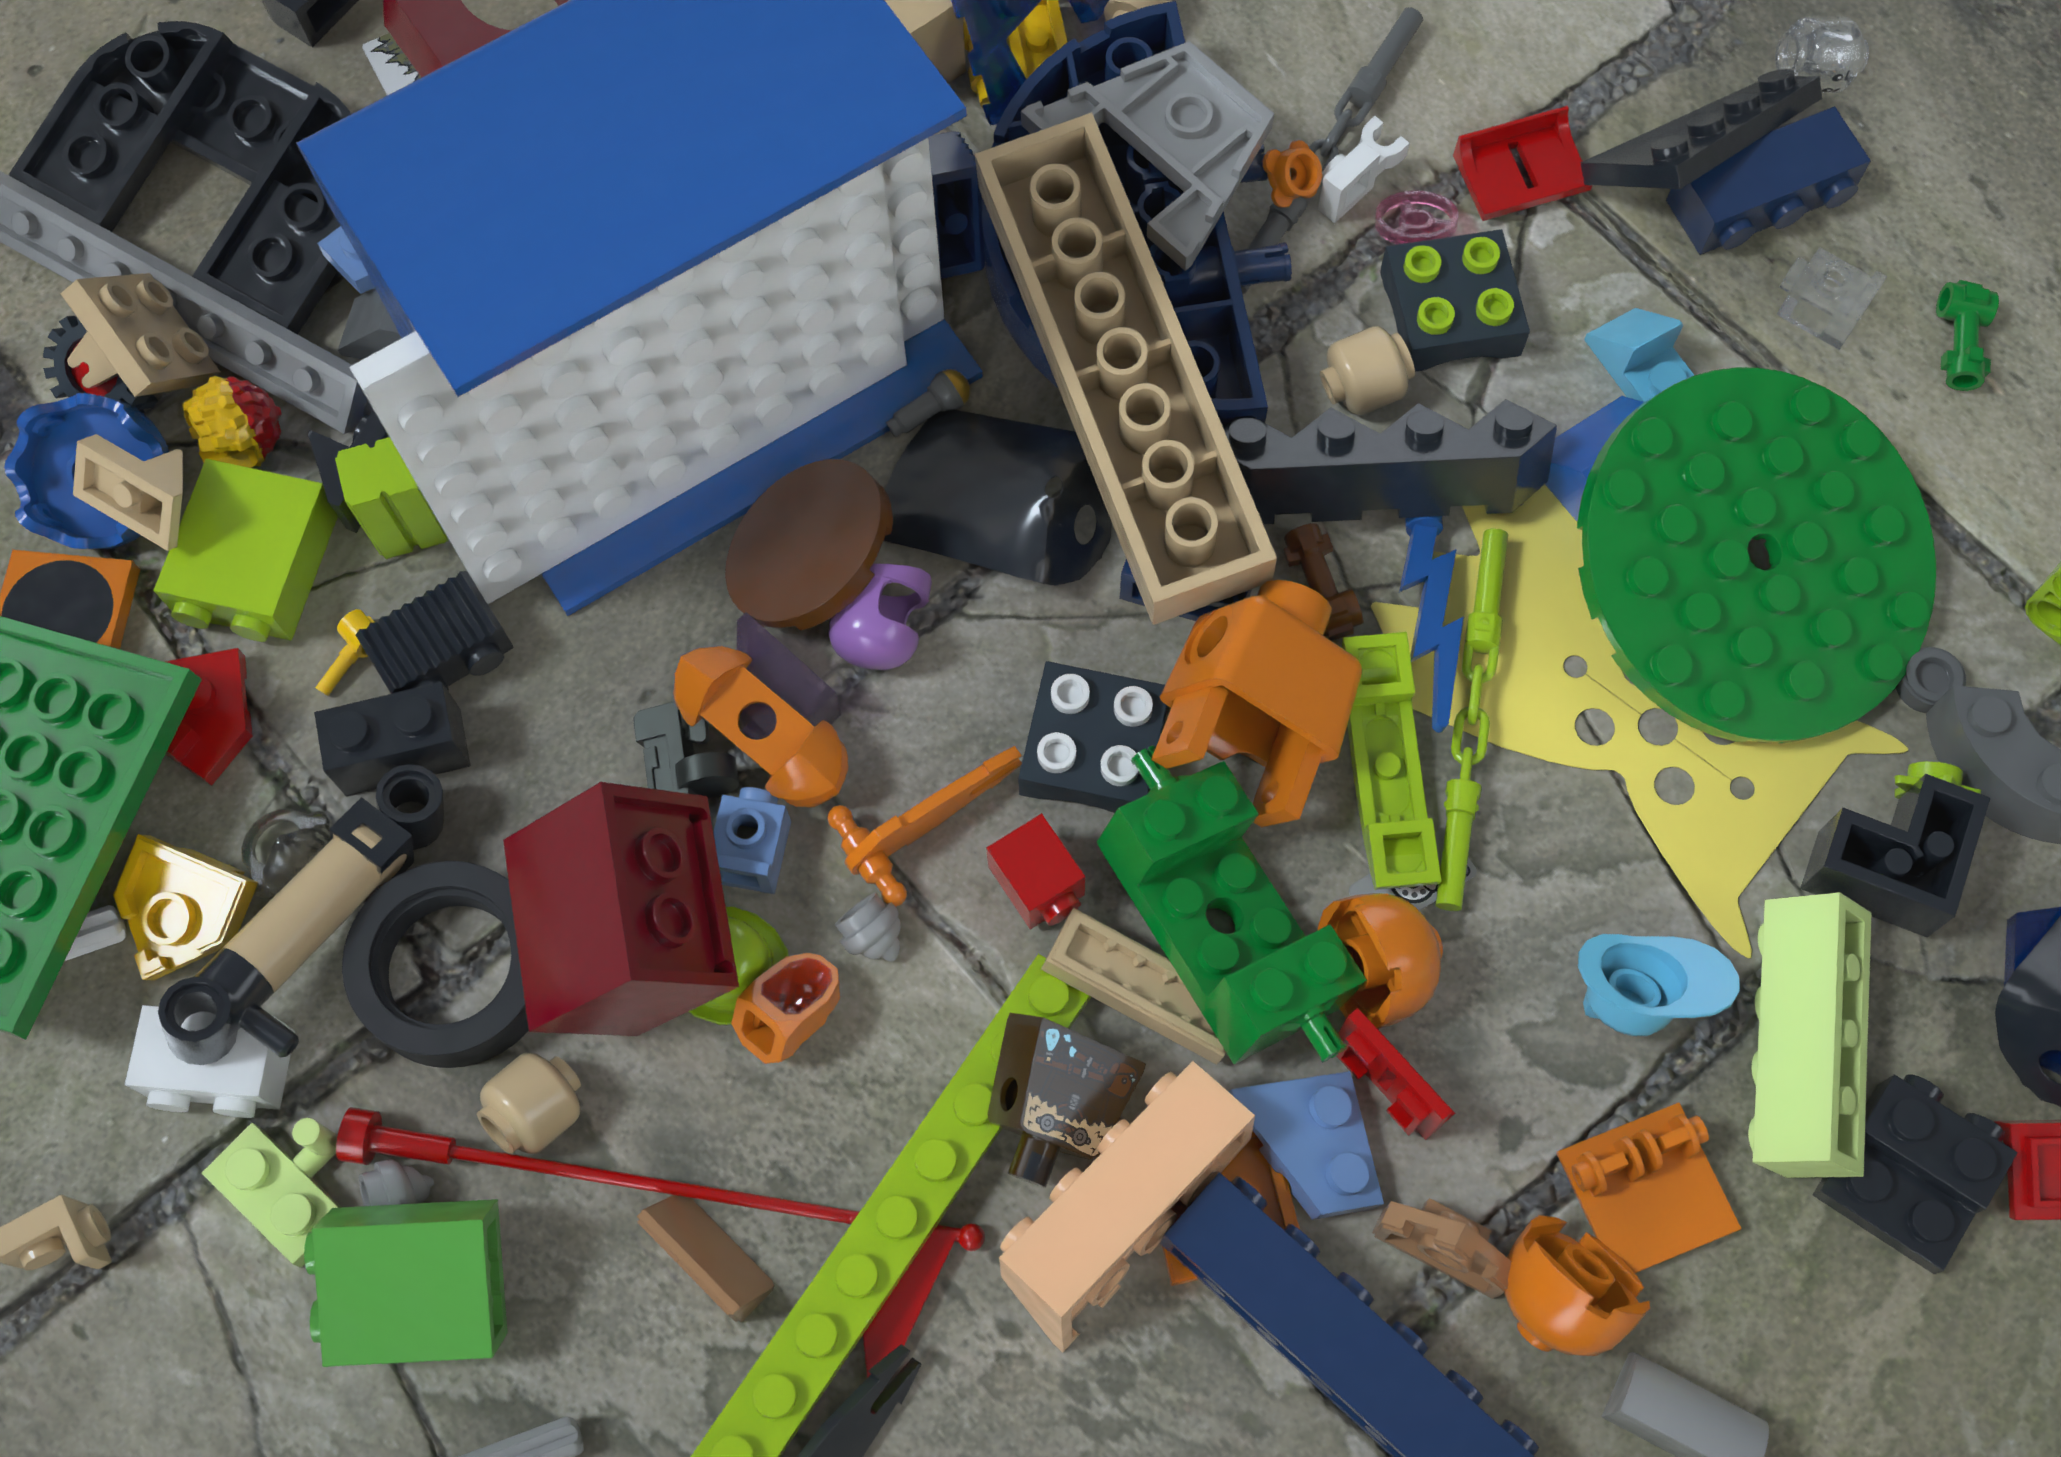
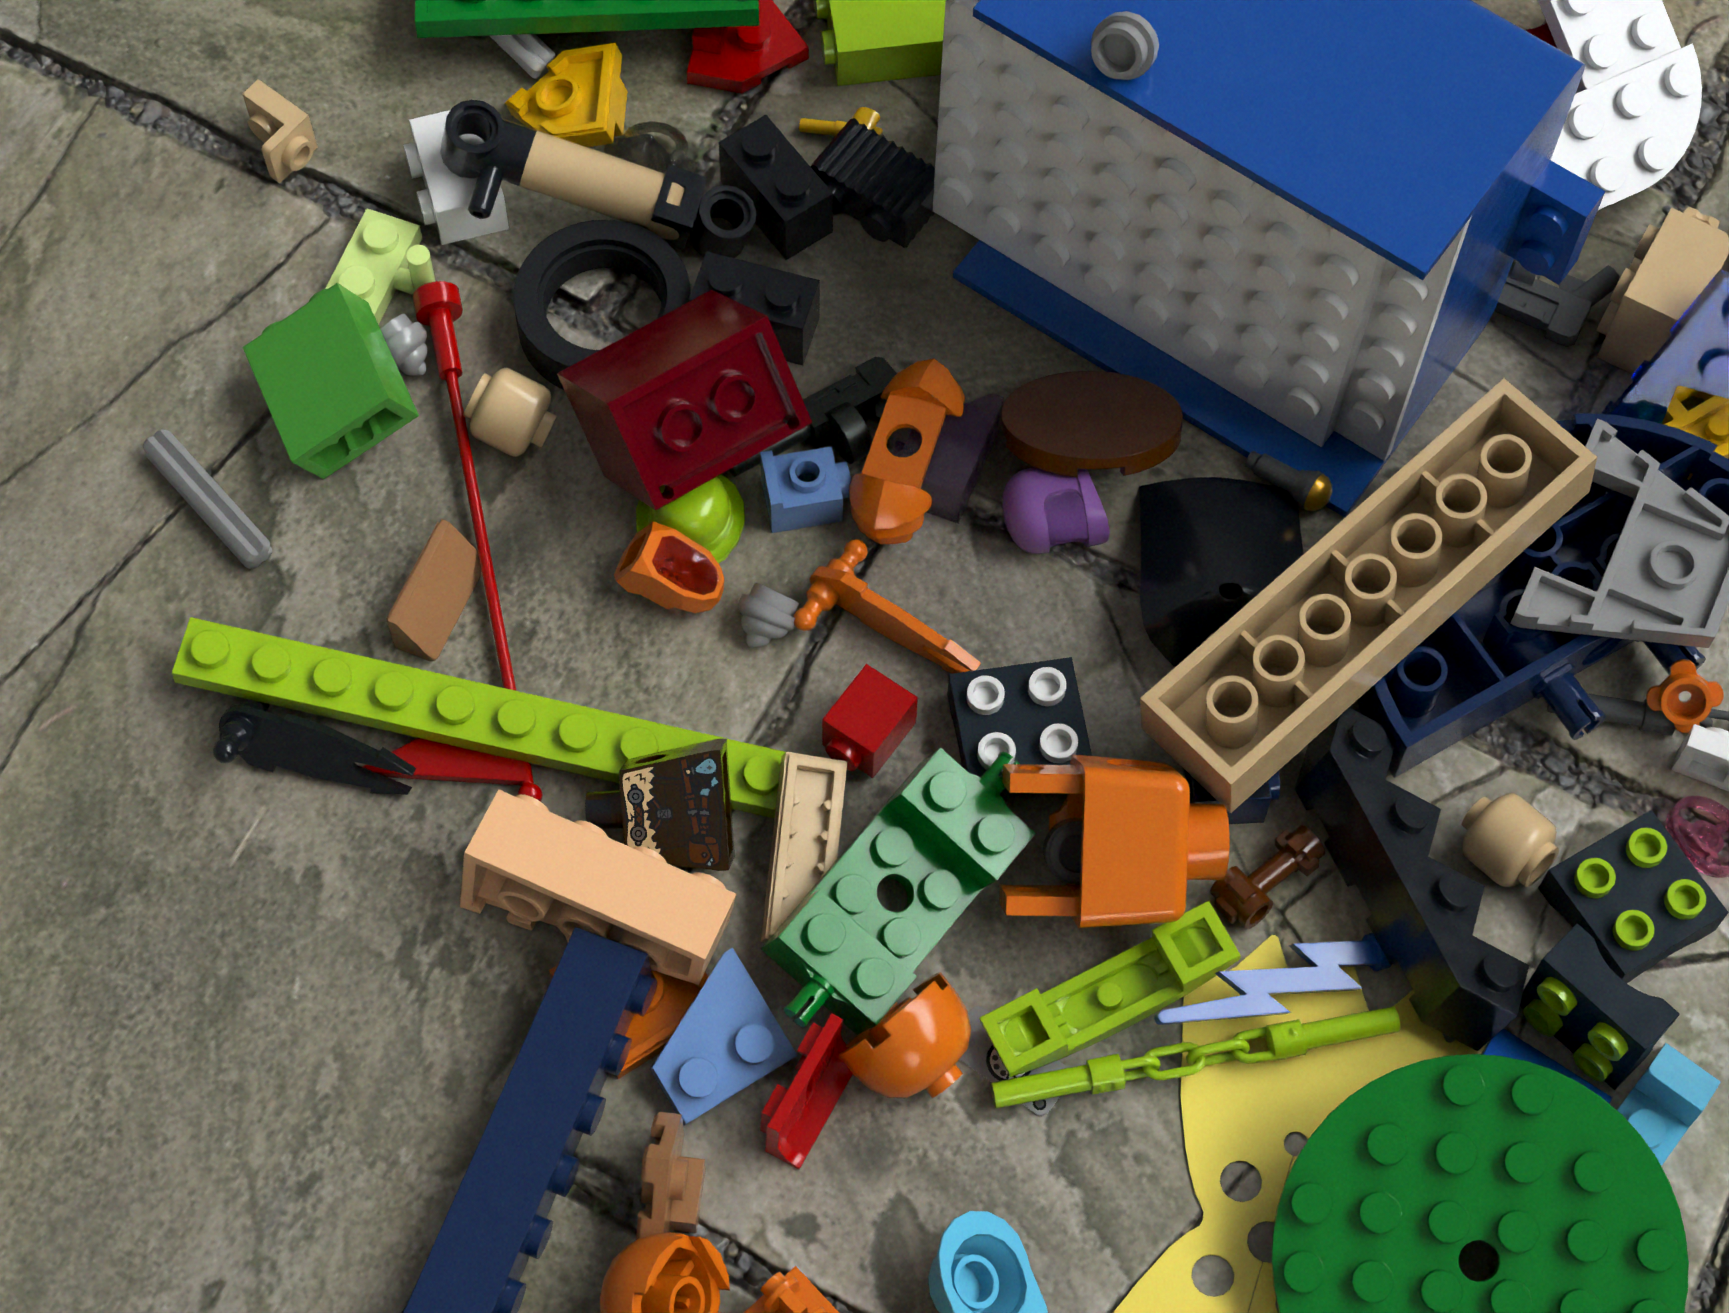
camera: 65 degrees right, 5 degrees down
(524, 791) = (785, 297): none -> black brick
(587, 259) = (1124, 45): none -> light grey plate
(956, 205) = (1506, 360): dark blue brick -> none
(1244, 736) = (1063, 850): none -> dark grey tile
(1565, 364) = (1593, 1010): none -> black brick

